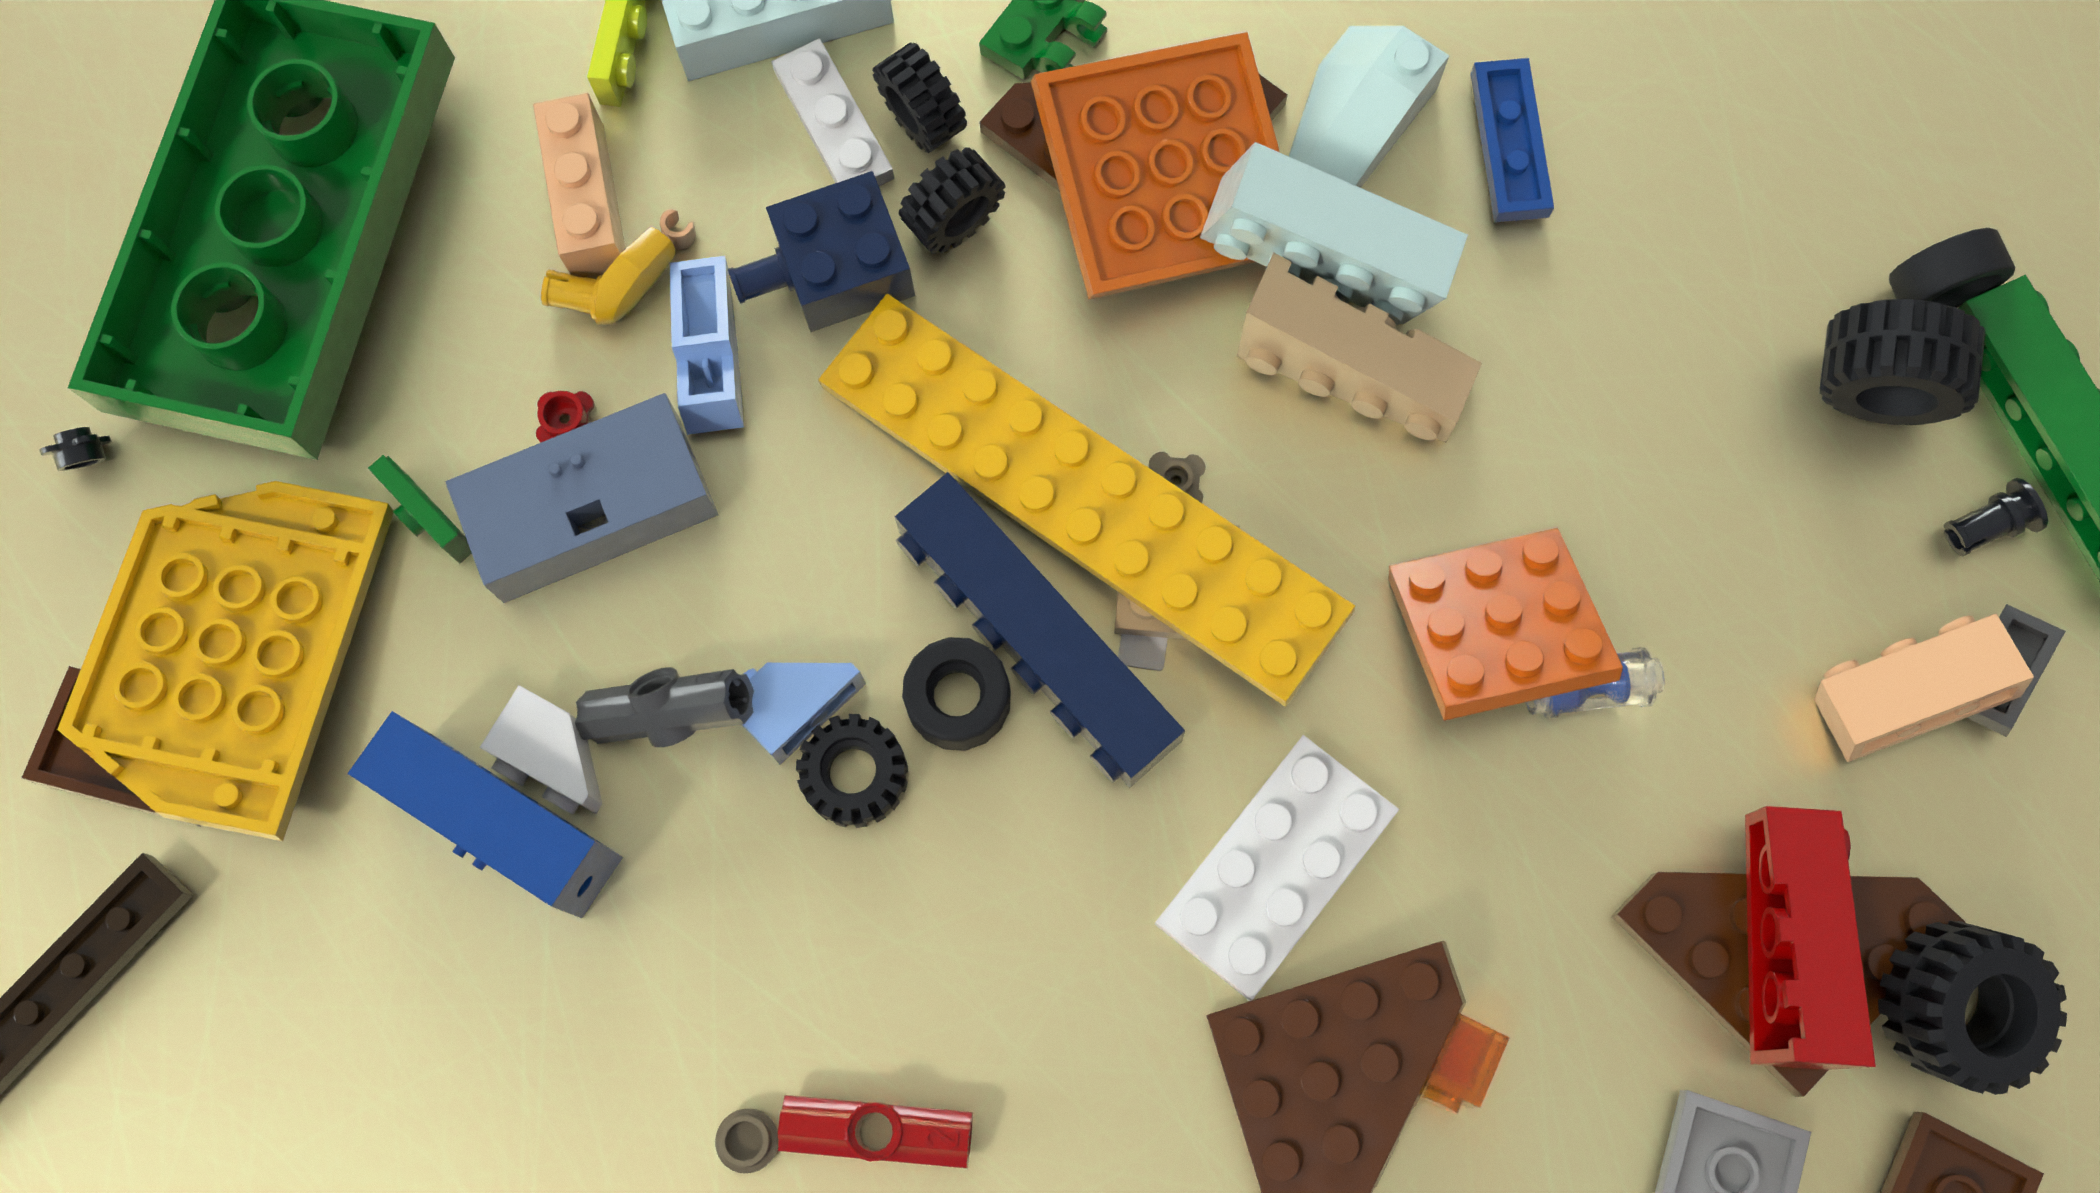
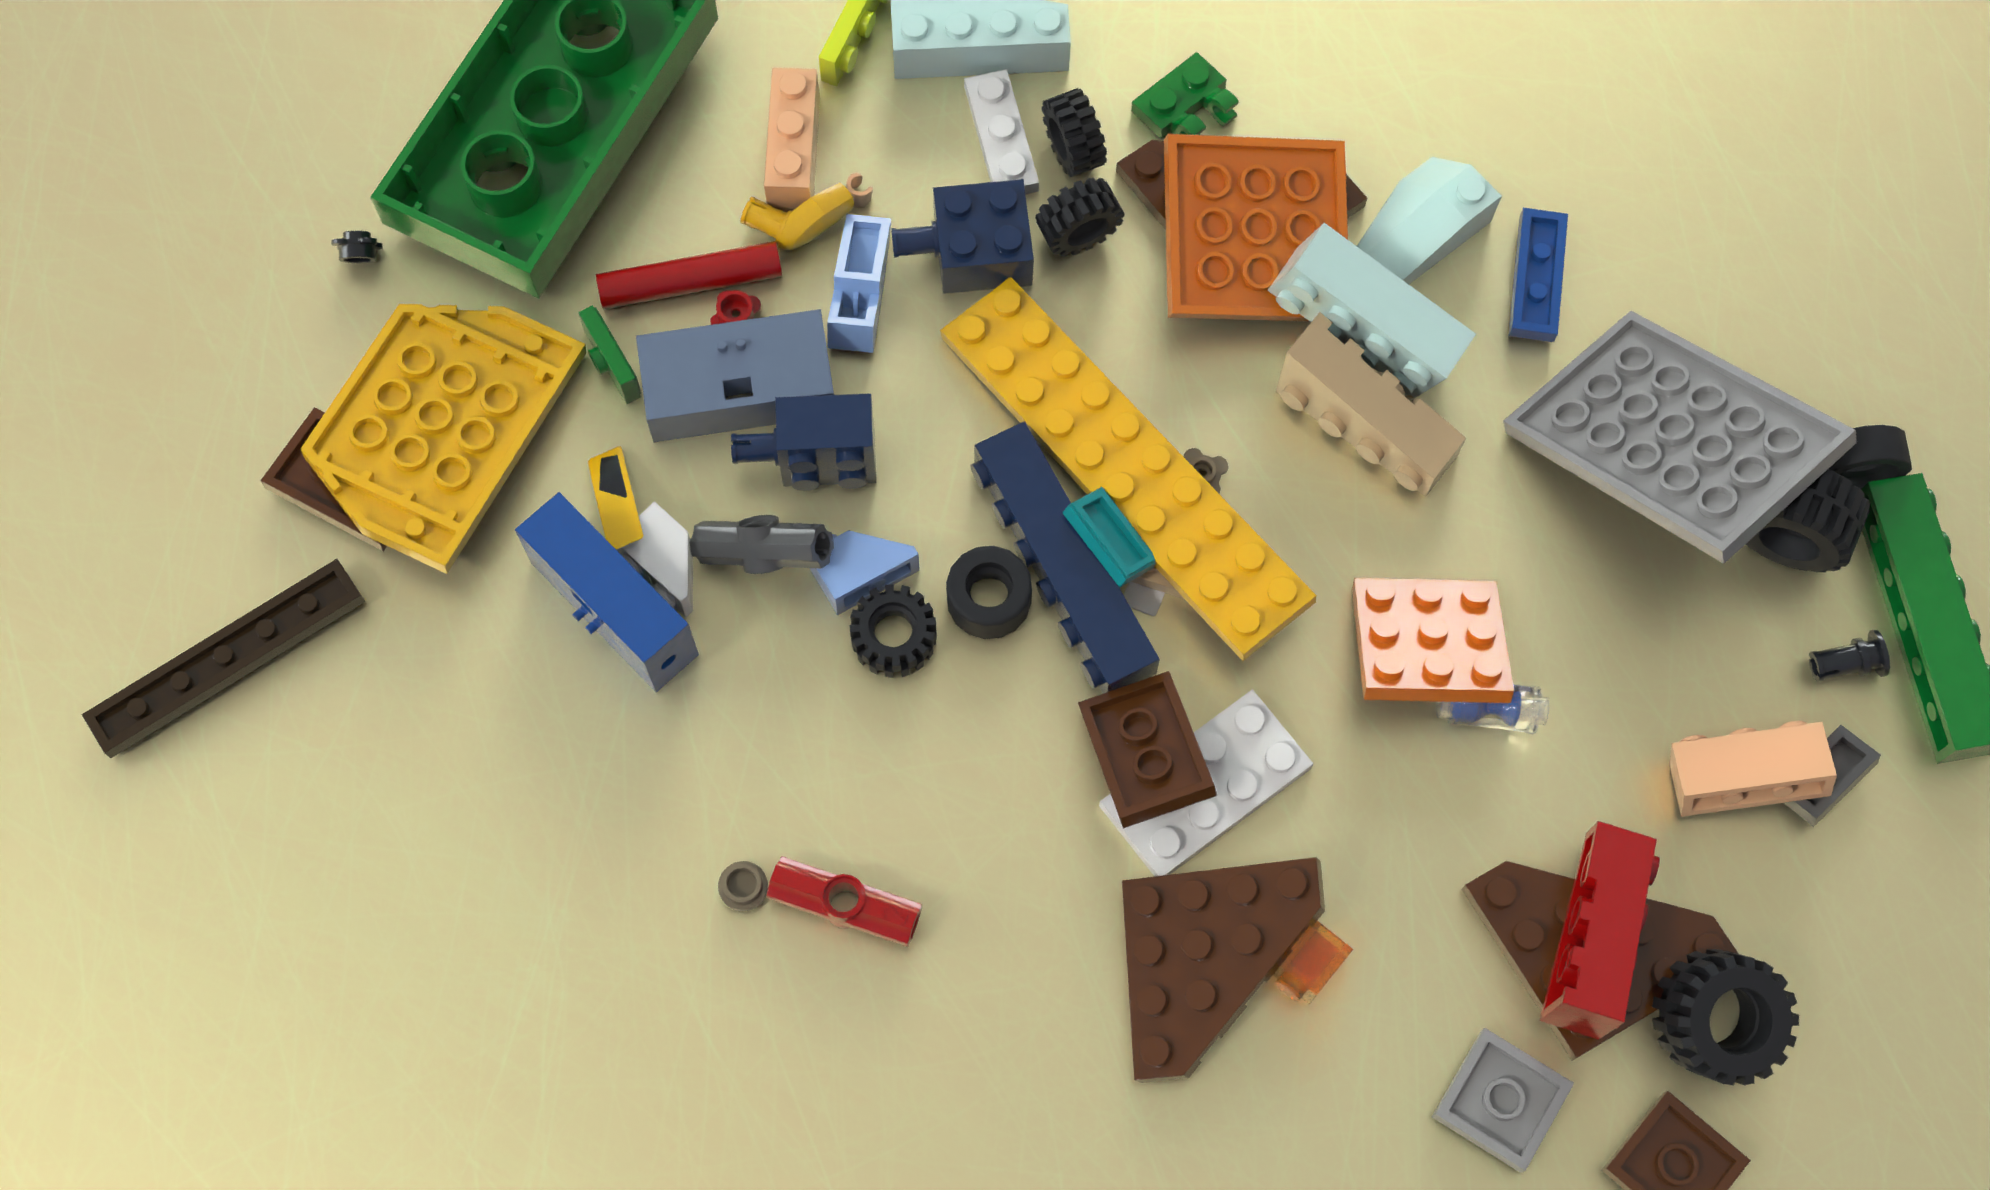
camera: 10 degrees right, 5 degrees down
(471, 692) = (615, 498): none -> yellow sticker
(494, 385) = (688, 275): none -> red piece
(700, 560) = (816, 442): none -> dark blue brick
(1087, 591) = (1110, 536): none -> teal tile
(1197, 848) = (1147, 749): none -> reddish brown plate
(1741, 301) = (1680, 435): none -> light grey plate

